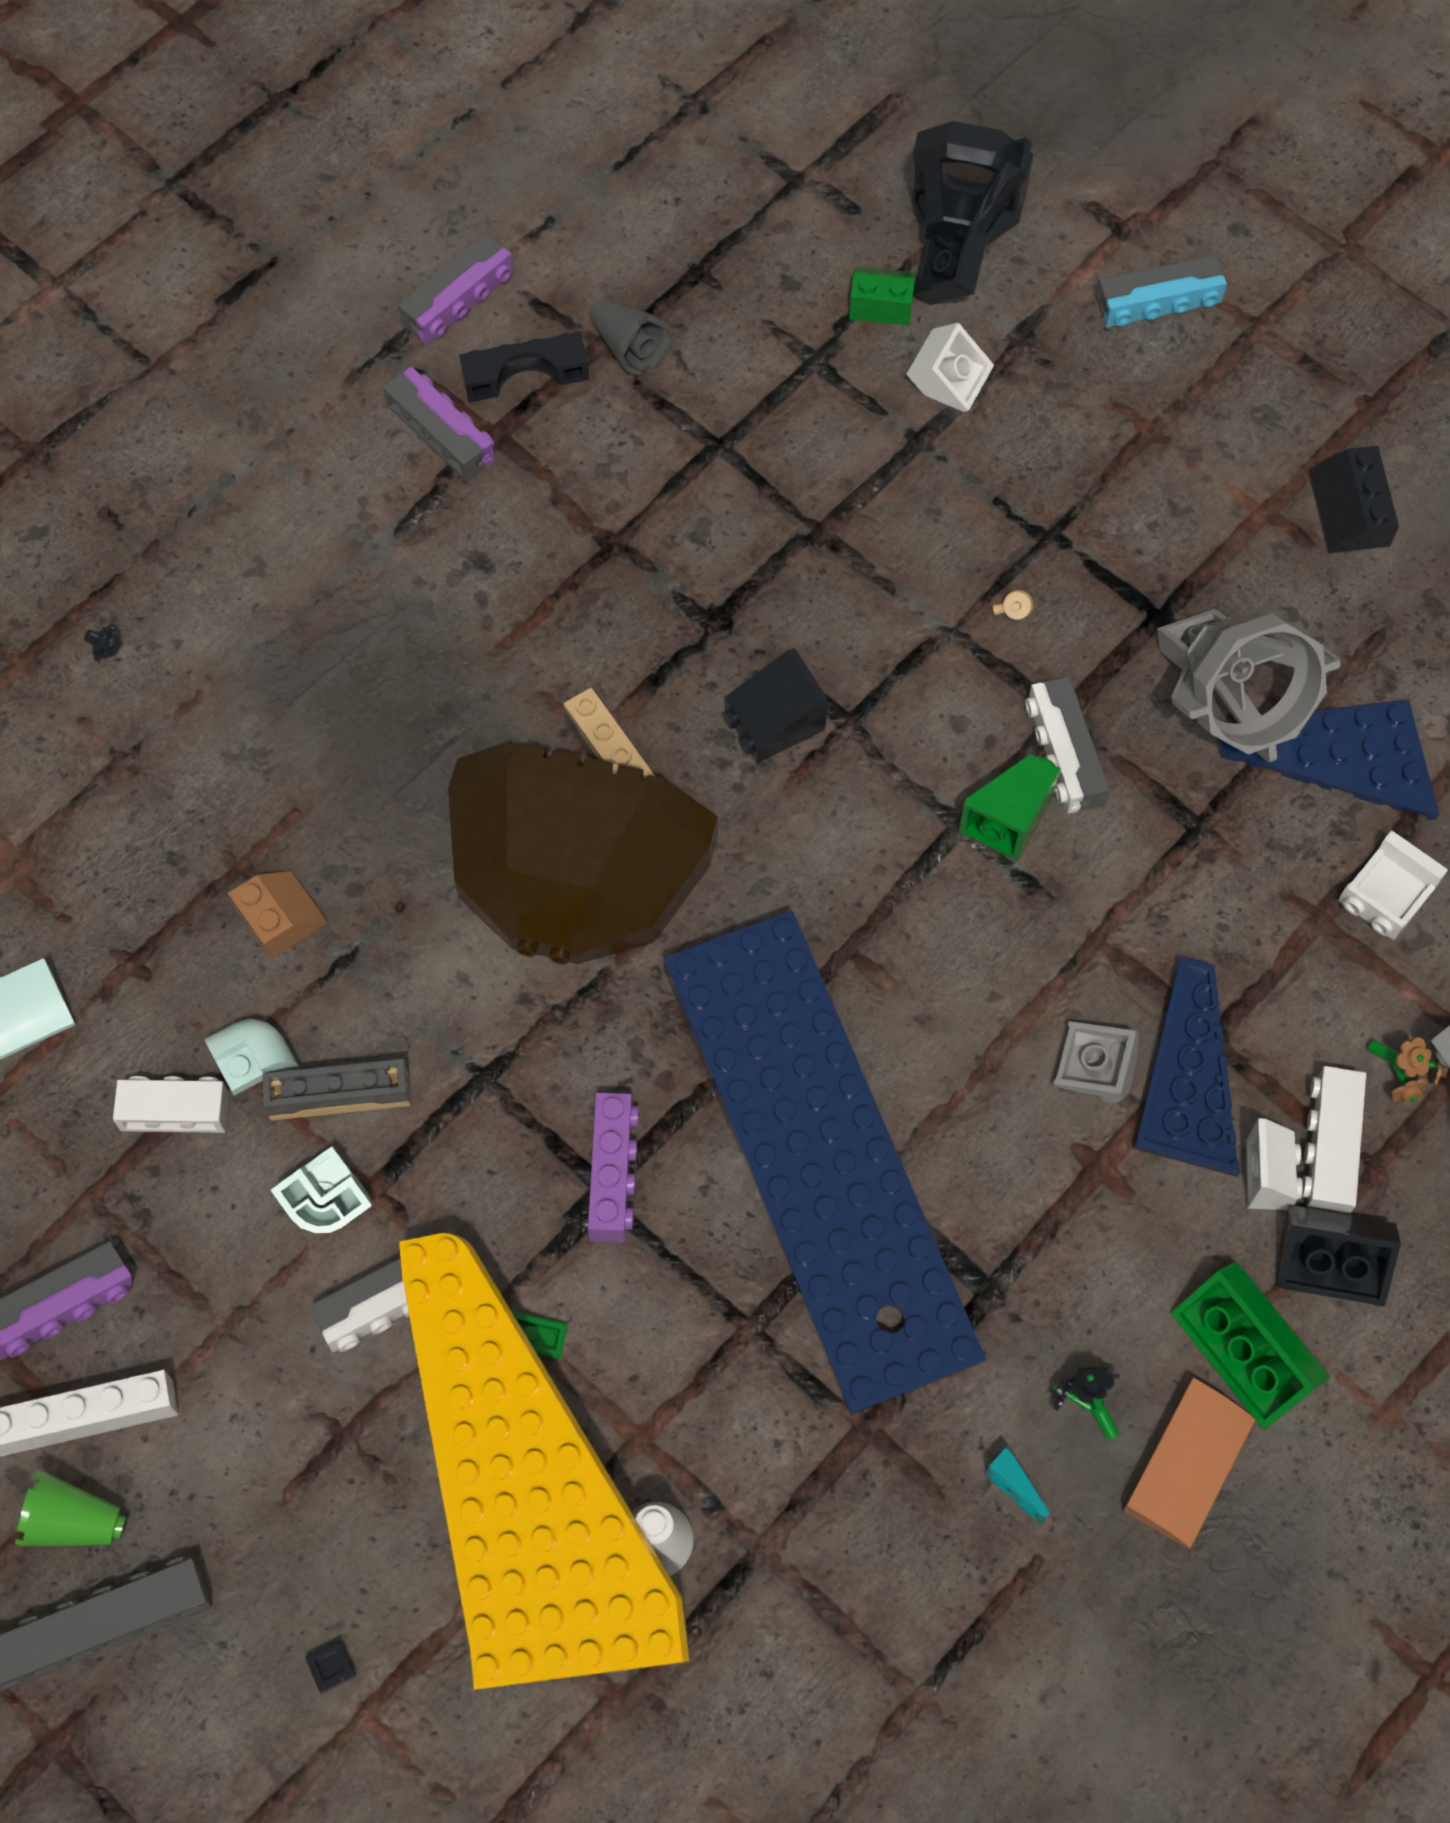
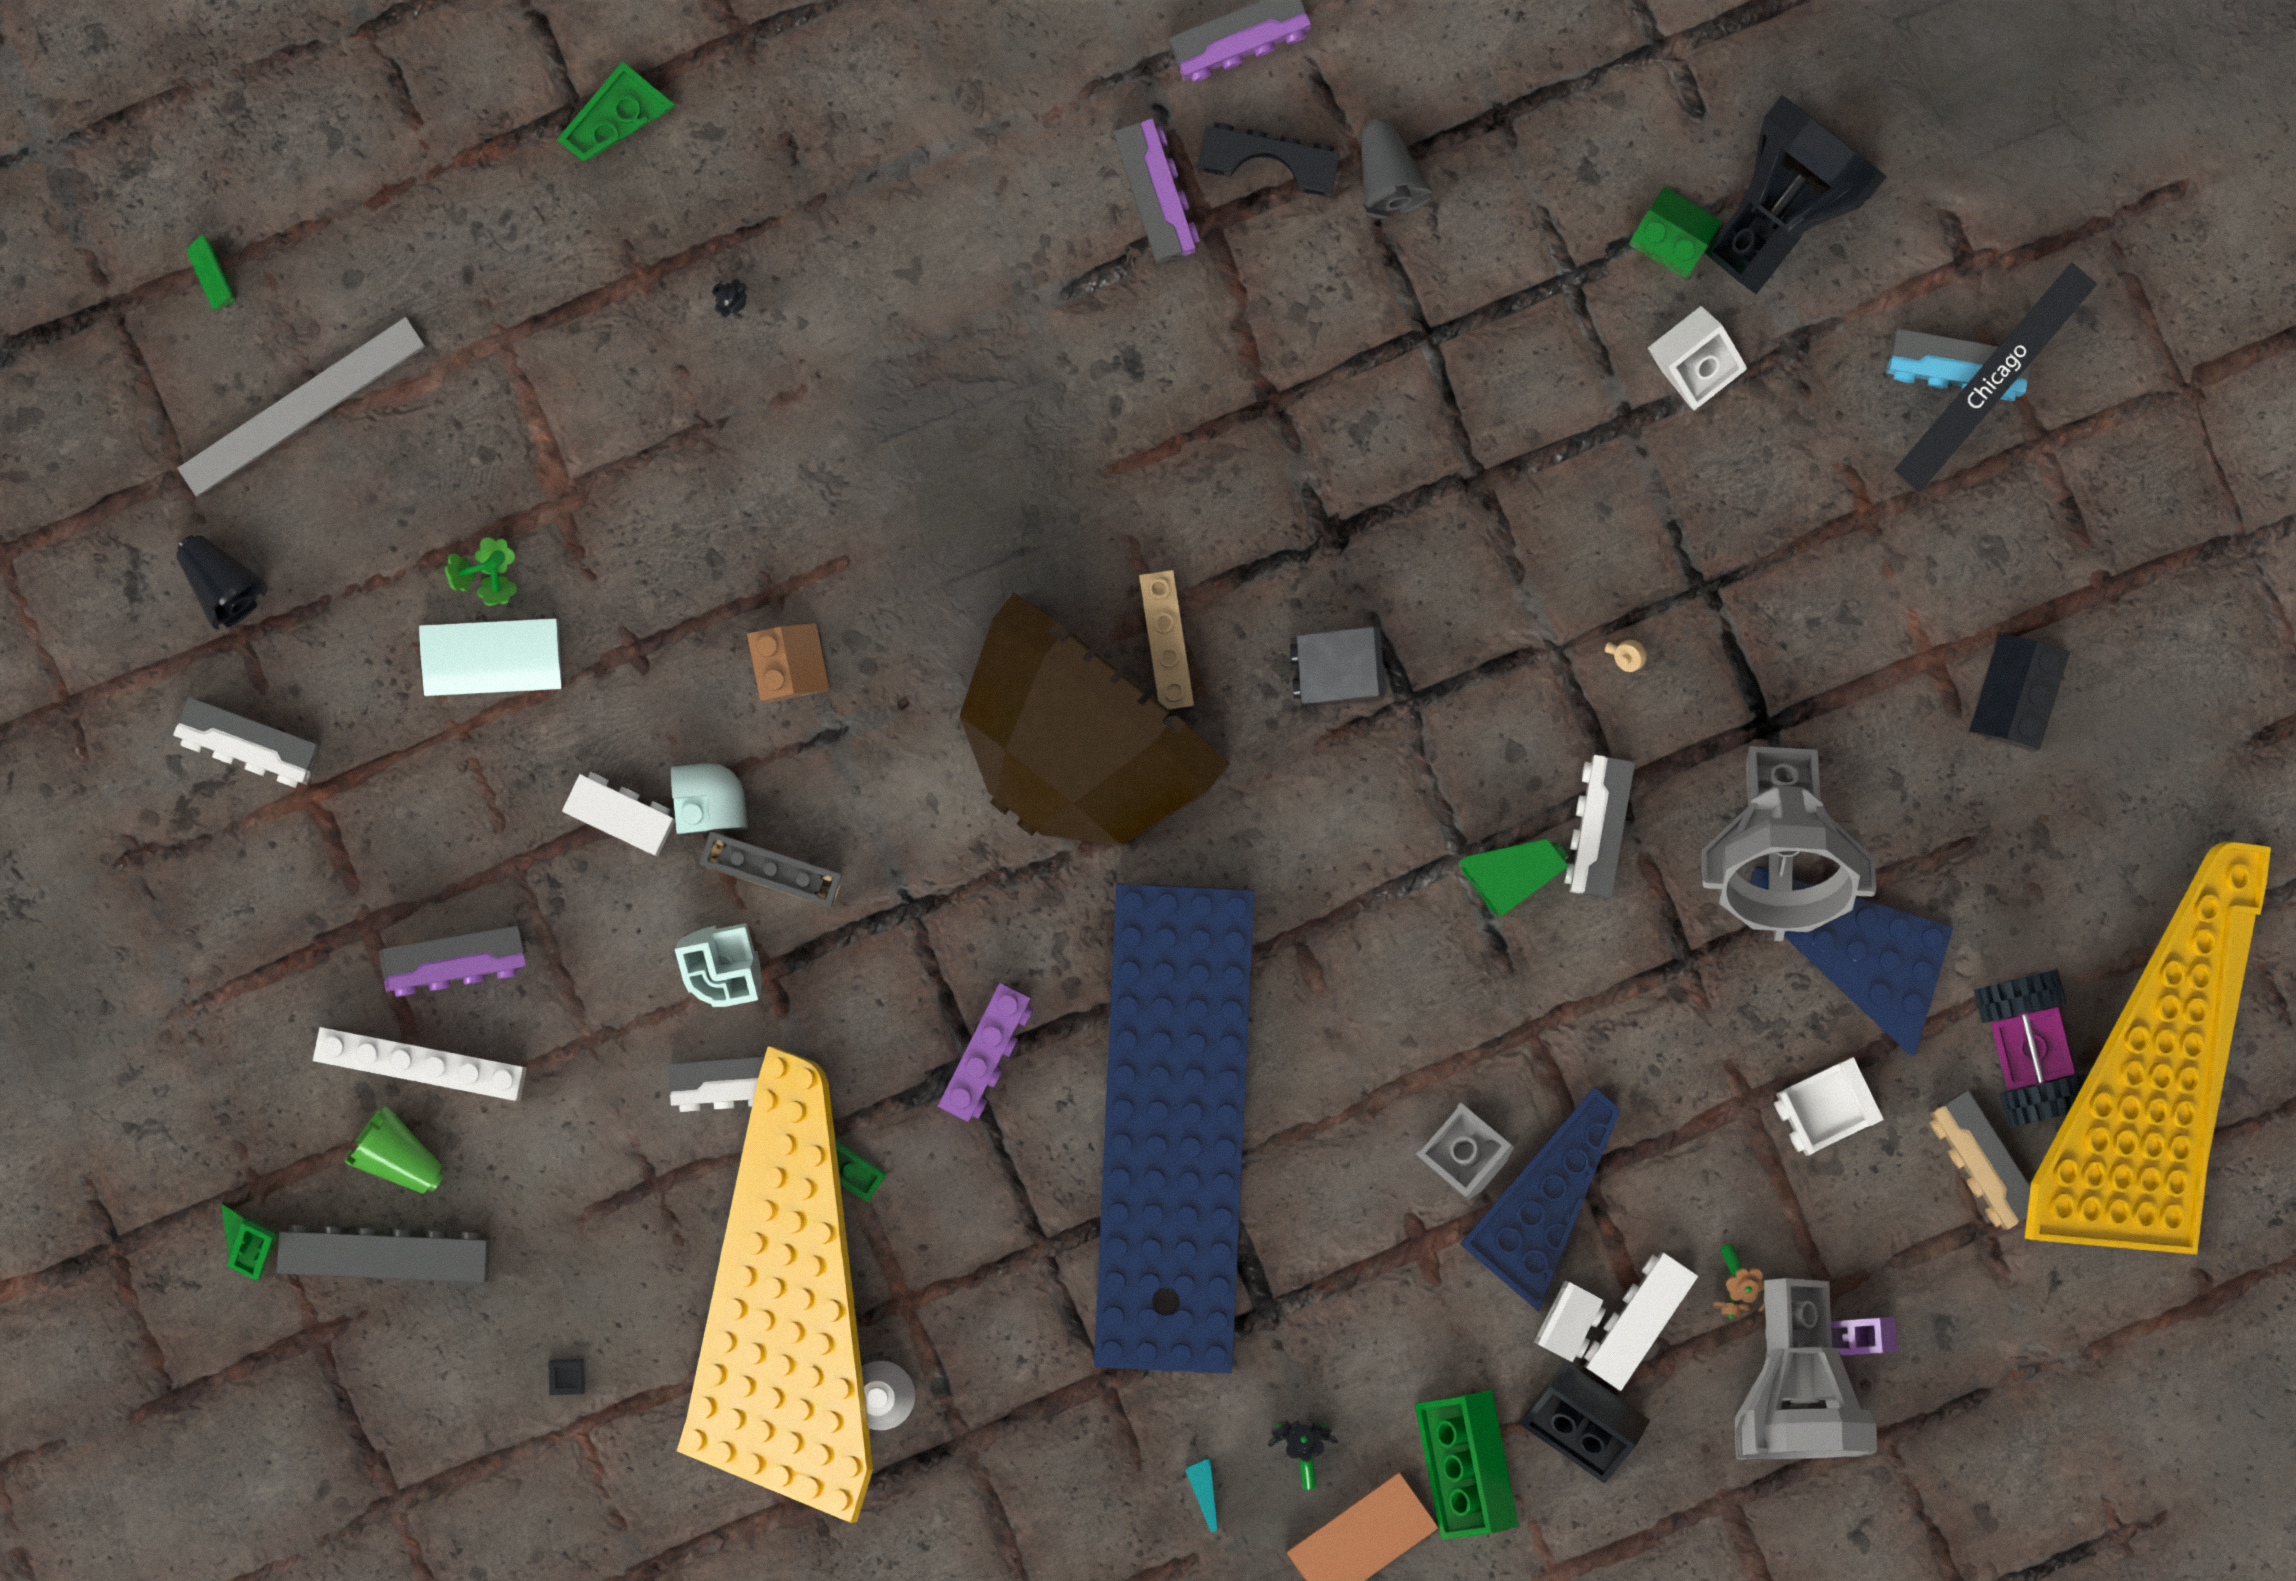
camera: 25 degrees right, 20 degrees up
(1197, 281) = (1995, 377): none -> black tile

